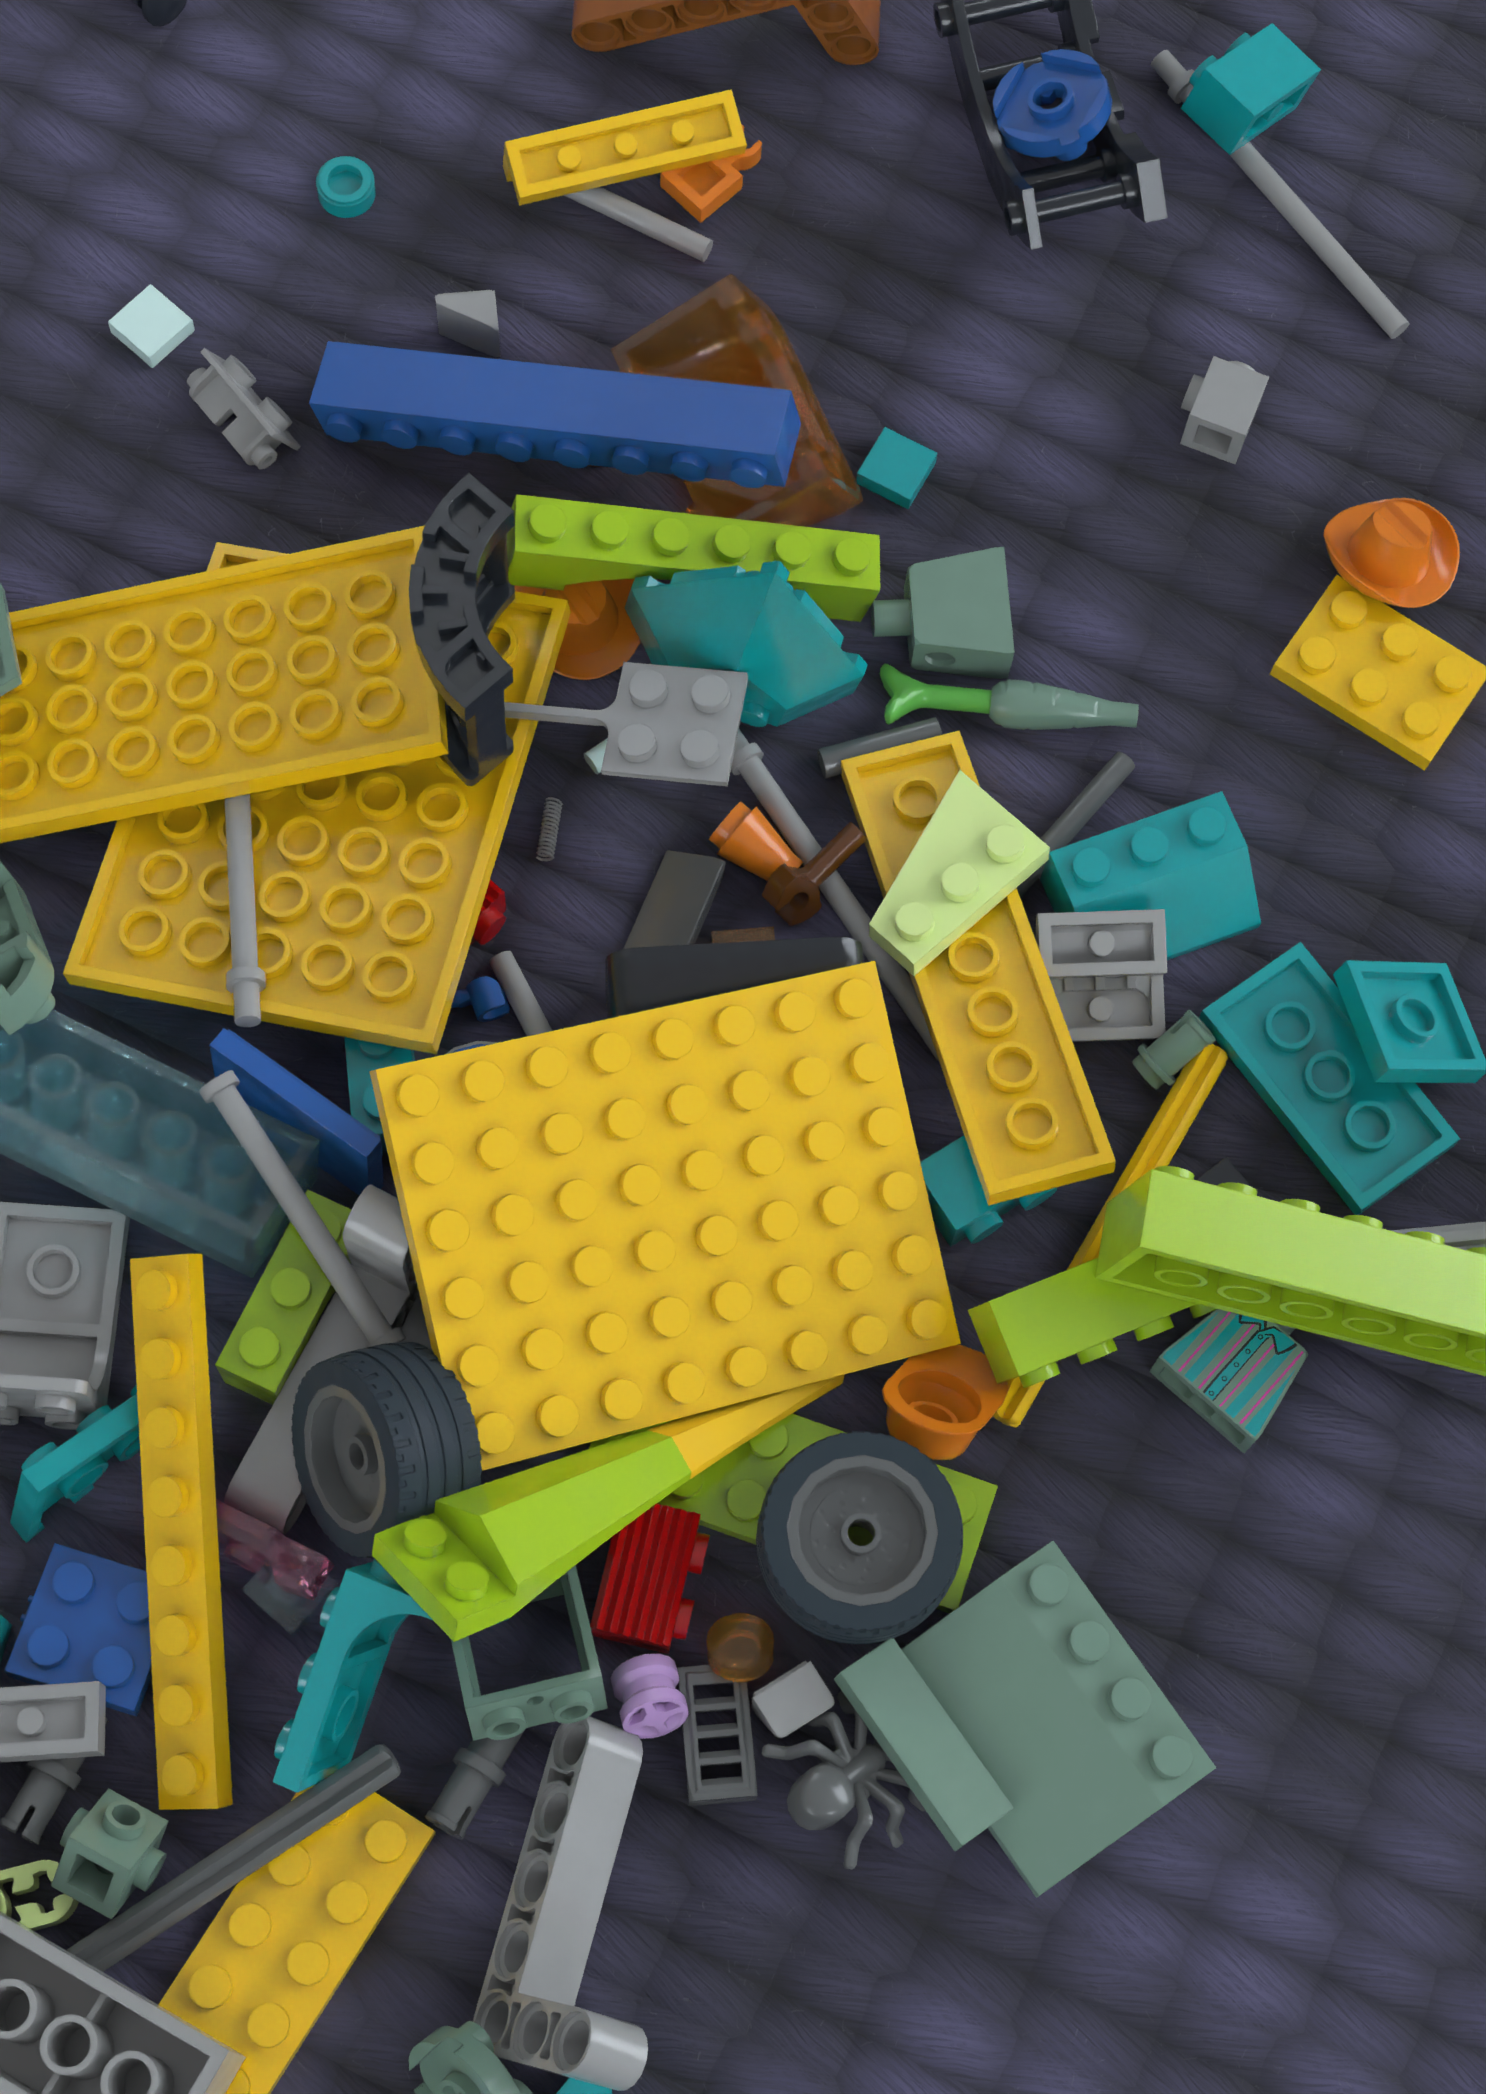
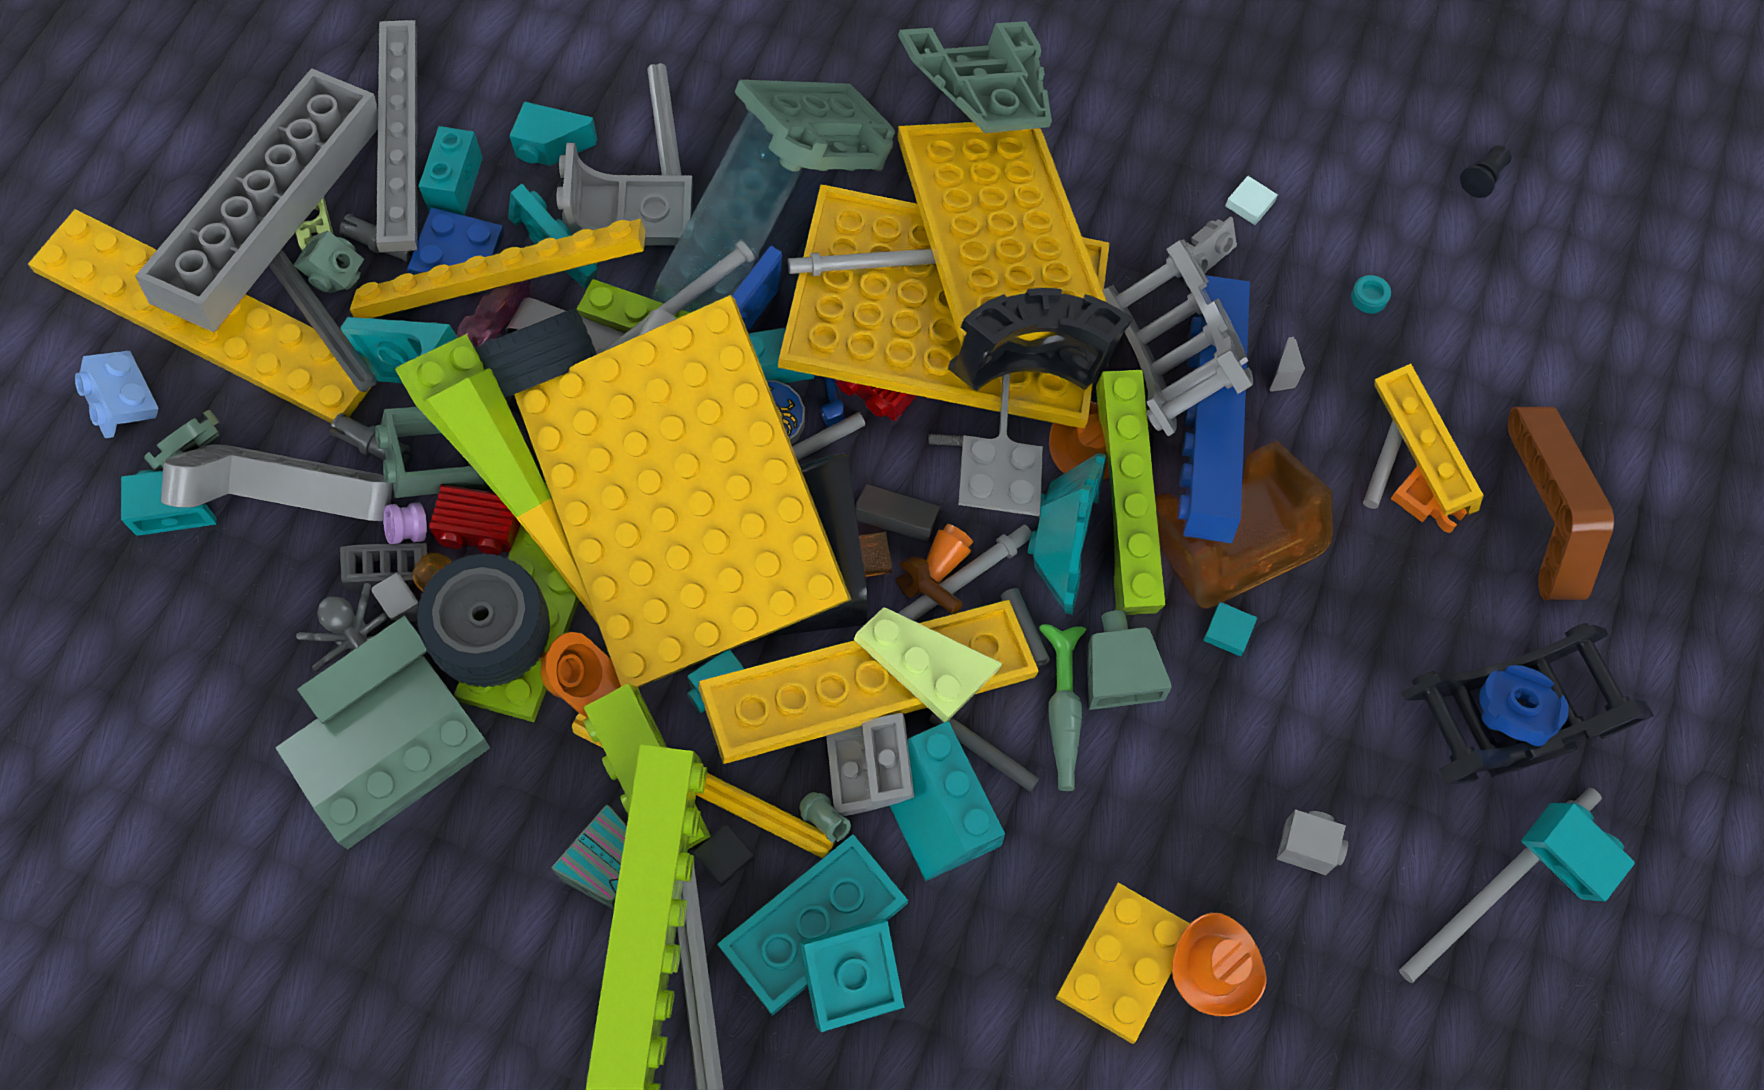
camera: 90 degrees right, 5 degrees down
(447, 384) = (1220, 372): none -> light grey fence

